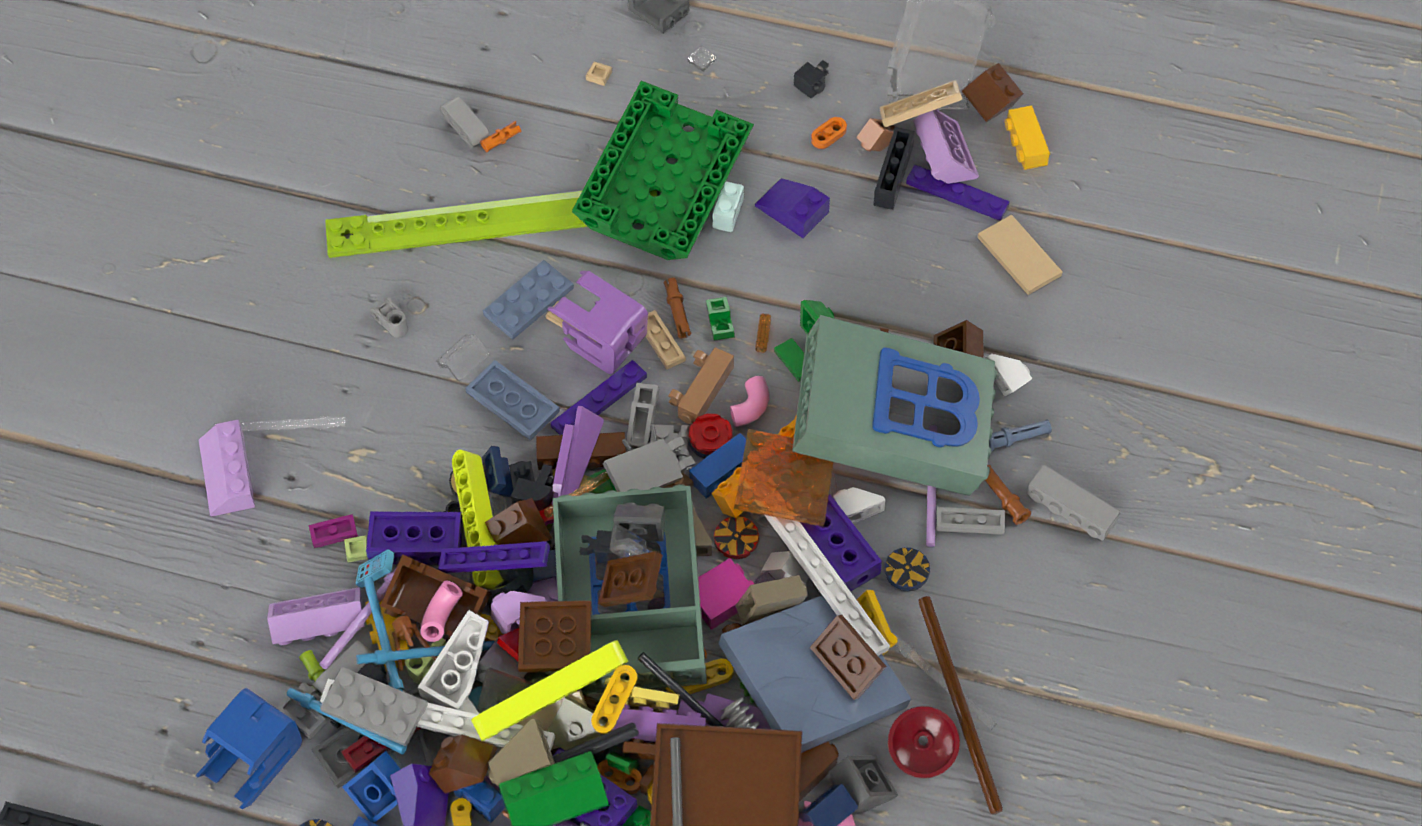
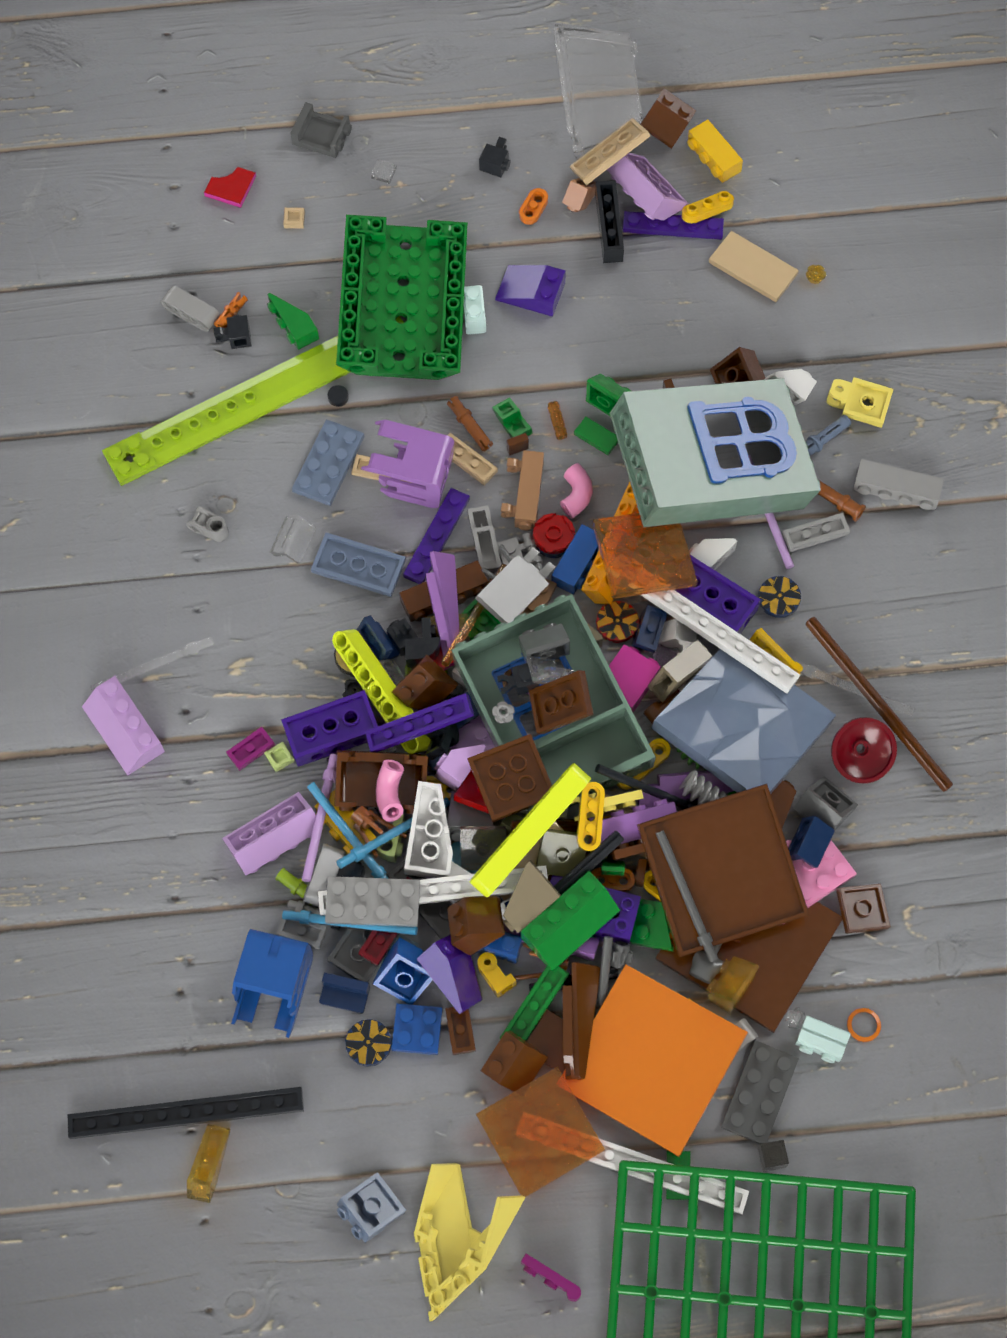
camera: 20 degrees left, 10 degrees up
(314, 787) = (344, 993): none -> dark blue panel
(375, 567) = (307, 770): medium azure tile -> none
(497, 156) = (237, 332): none -> black brick
(553, 30) = (231, 188): none -> red tile
(556, 164) = (297, 323): none -> green slope
(565, 243) = (338, 395): none -> black tile
(574, 578) = (503, 718): none -> light grey plate
(713, 340) = (517, 444): none -> reddish brown tile
(762, 553) = (649, 629): none -> dark blue panel
(848, 657) = (773, 699): plate -> none
(997, 185) = (707, 207): none -> yellow plate
(1063, 405) = (851, 396): none -> light yellow plate
(1078, 285) = (815, 278): none -> clear yellow plate

